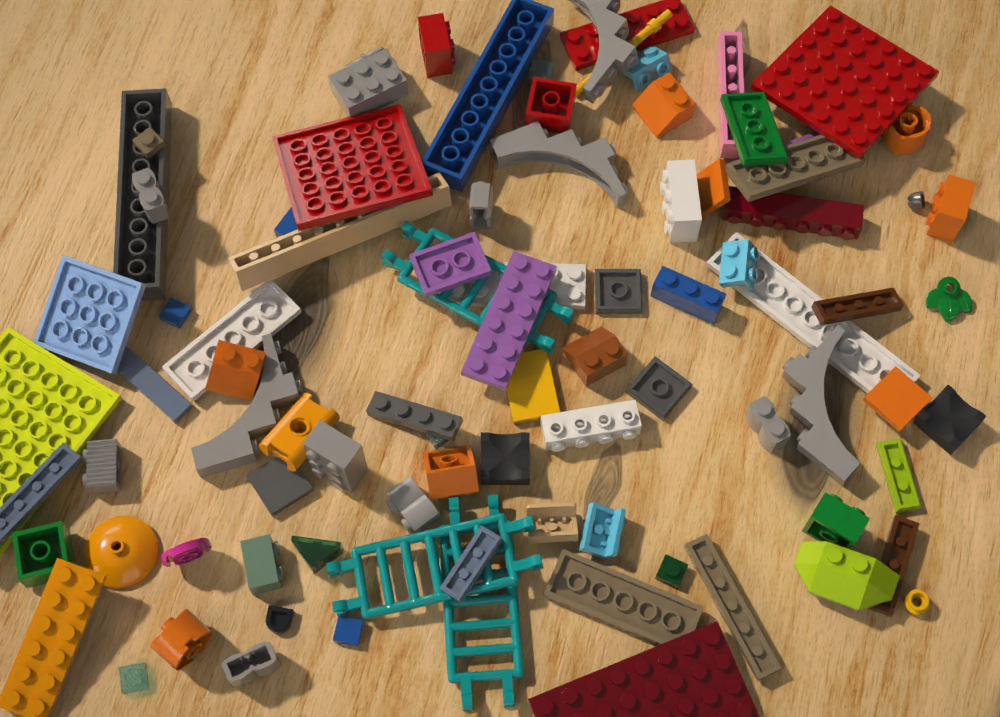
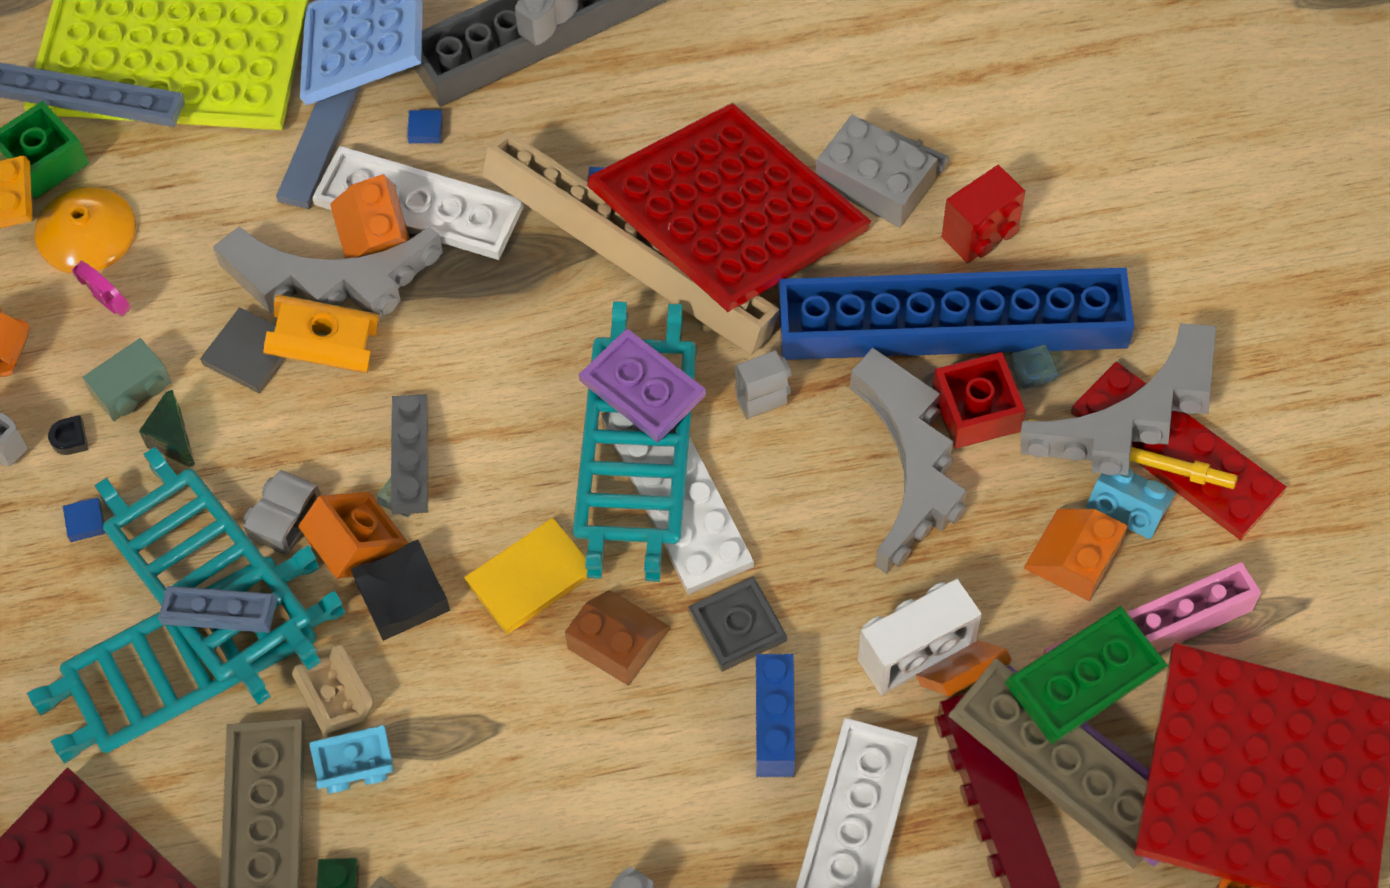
camera: 65 degrees right, 5 degrees down
(103, 466) = (180, 153): light grey brick -> none
(335, 457) = (292, 381): light grey brick -> none
(509, 321) = (600, 496): medium lavender plate -> none
(590, 425) = (504, 676): white brick -> none
(659, 388) = (611, 744): dark grey tile -> none
(738, 264) = (857, 761): medium azure bracket -> none

